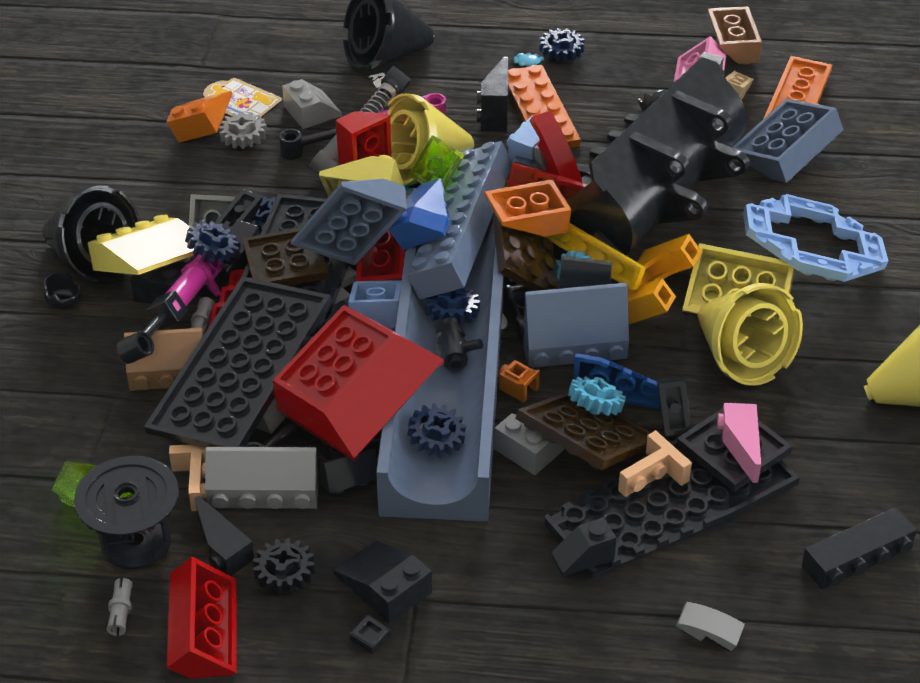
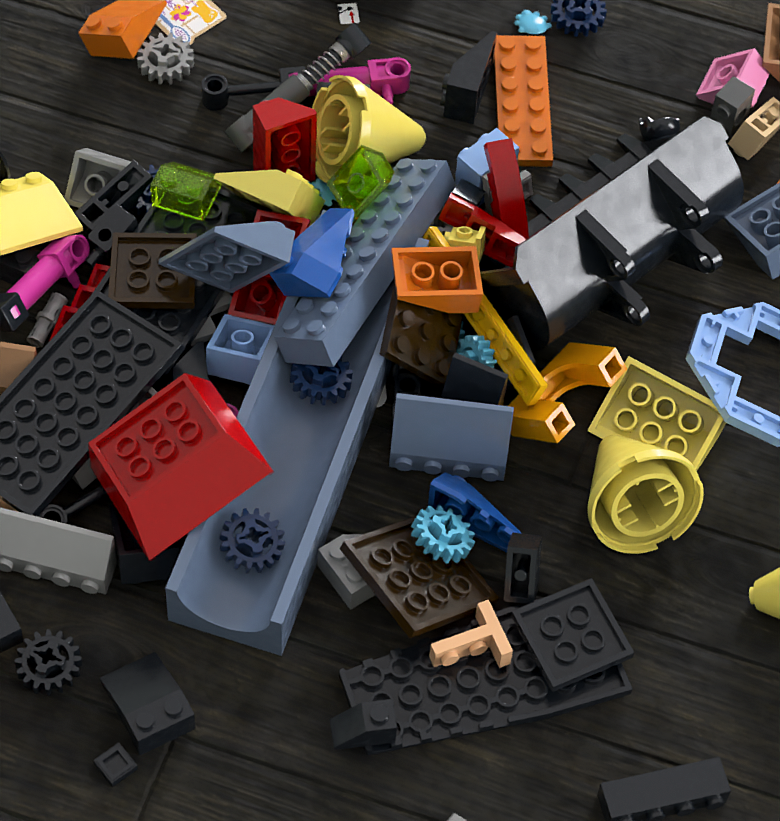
camera: 10 degrees right, 15 degrees up
(211, 241) = (77, 231): dark blue gear -> none
(292, 201) = (184, 190): none -> clear neon green slope
(308, 104) = (254, 35): light grey slope -> none
(452, 344) = (304, 431): black piece -> none
(516, 378) = (367, 493): orange window -> none
(741, 436) = (578, 628): bright pink slope -> none

